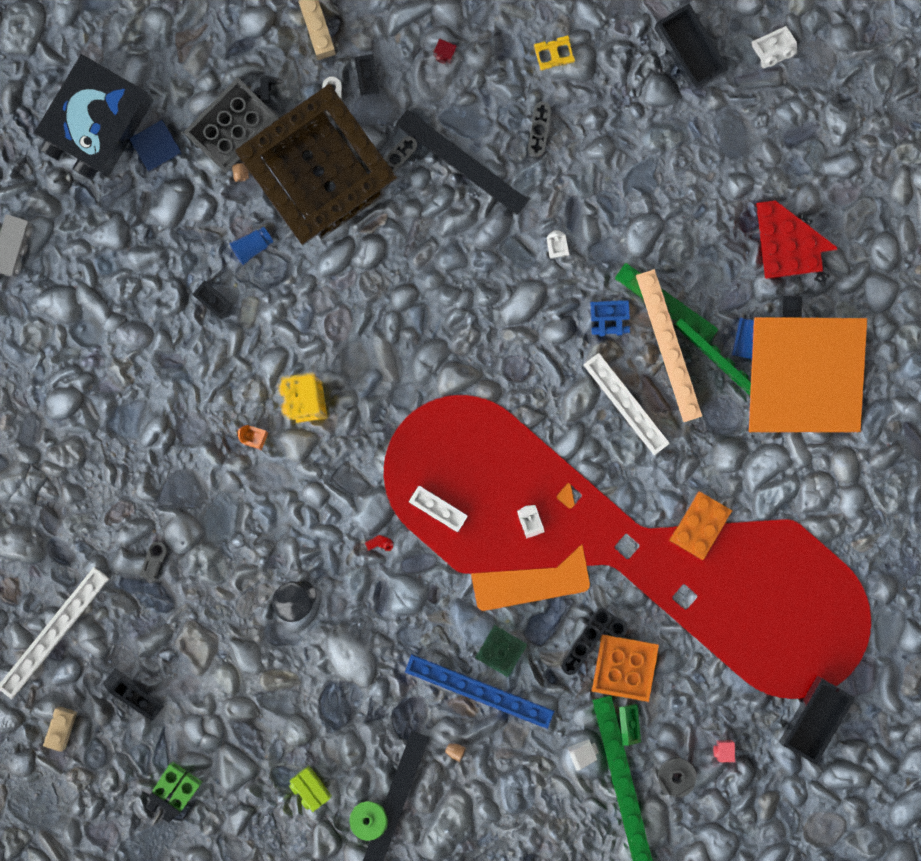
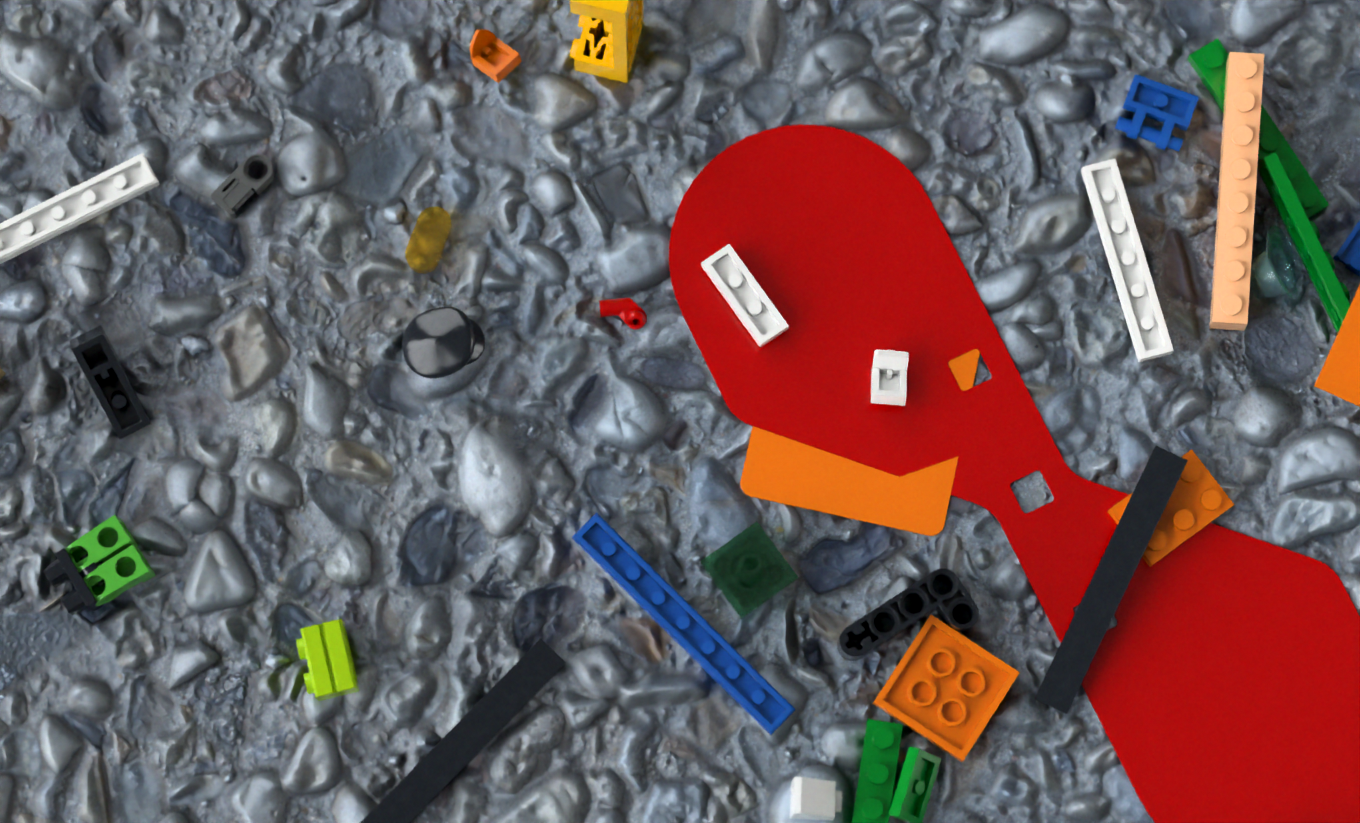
camera: 25 degrees right, 10 degrees down
(262, 548) = (428, 239): none -> clear yellow tile
(377, 818) = (415, 765): bright green plate -> none
(455, 751) = (600, 705): medium nougat hose -> none
(685, 577) = (1111, 579): none -> black tile
(704, 376) = (1274, 267): none -> clear light blue piece

